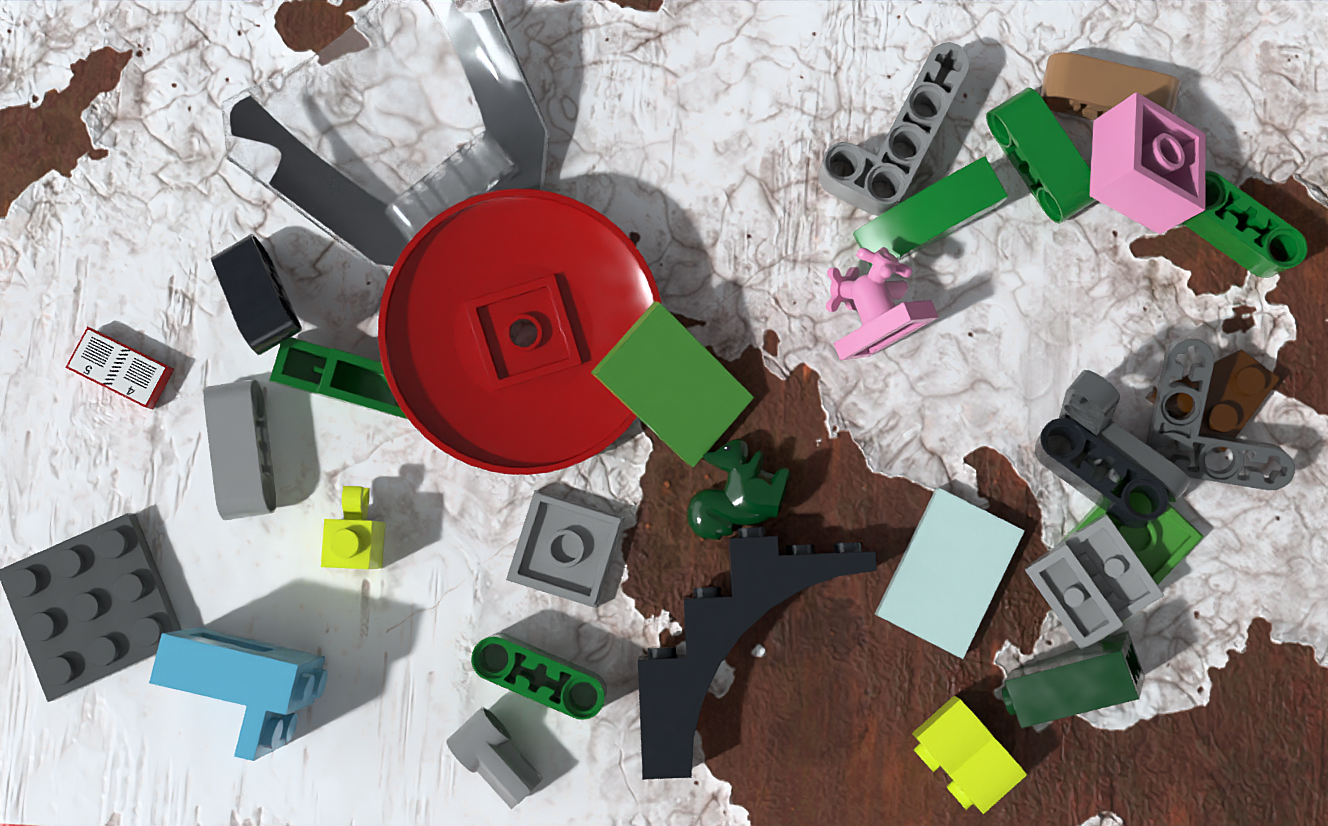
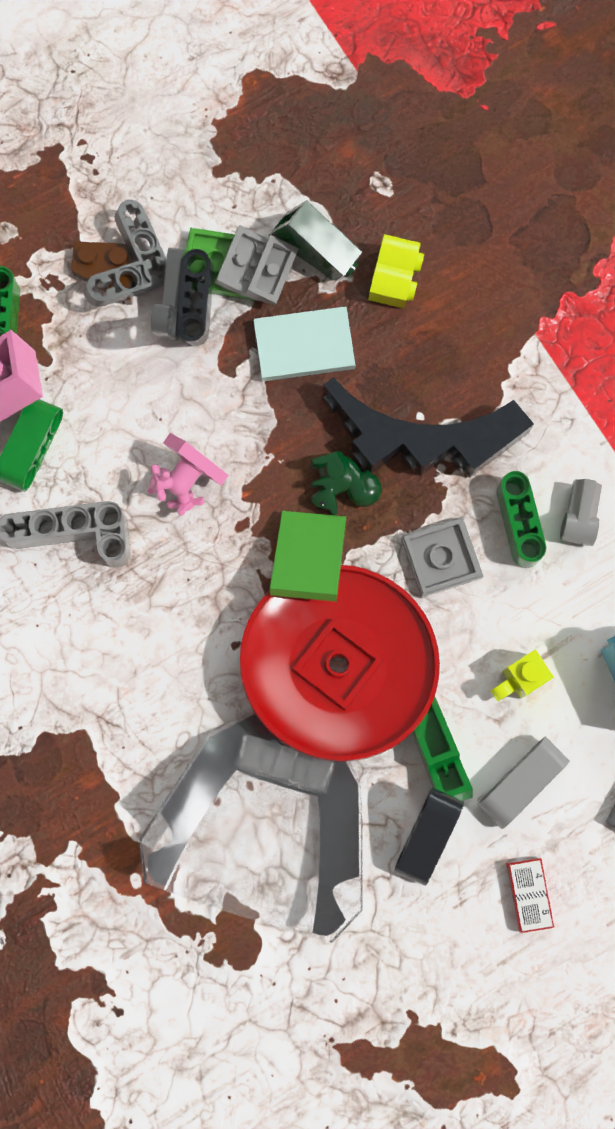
camera: 130 degrees left, 5 degrees down
(934, 211) = (107, 481): green slope -> none

